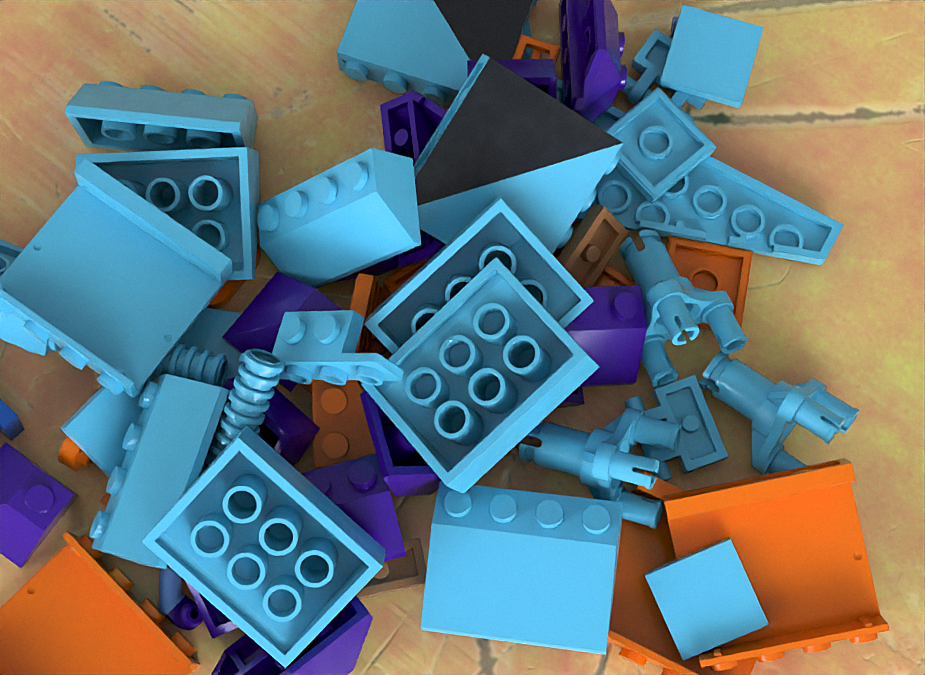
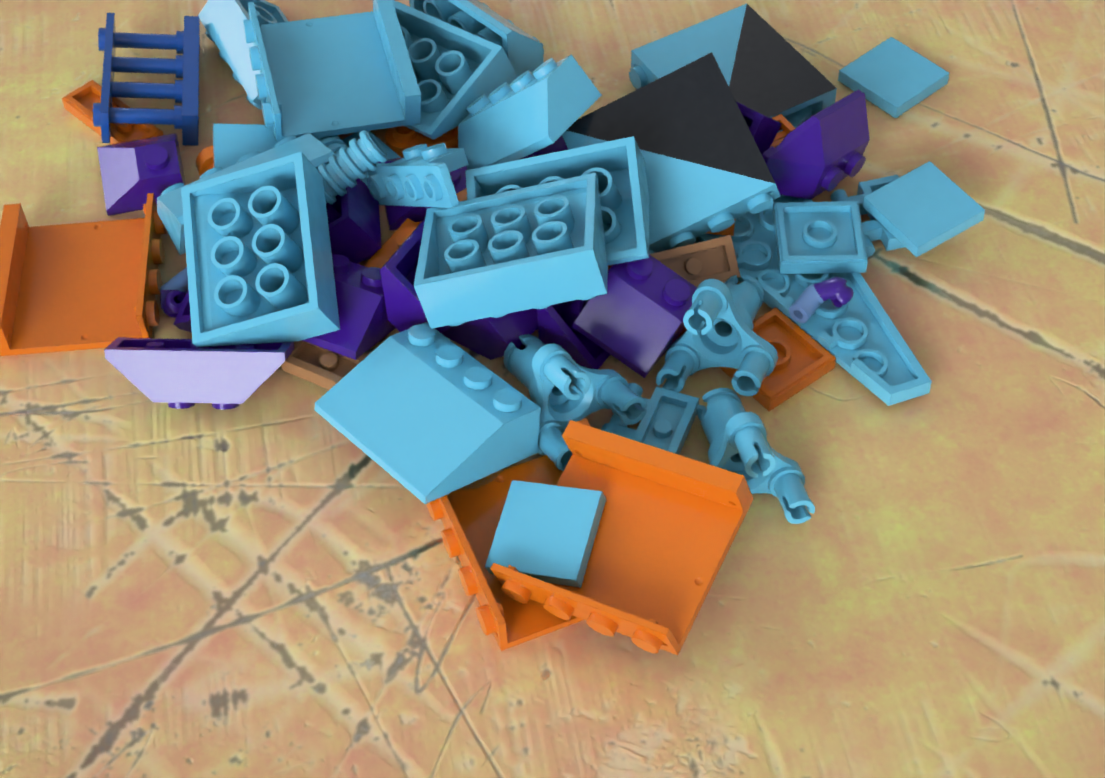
camera: 45 degrees right, 25 degrees down
(708, 201) = (815, 294): none -> arm

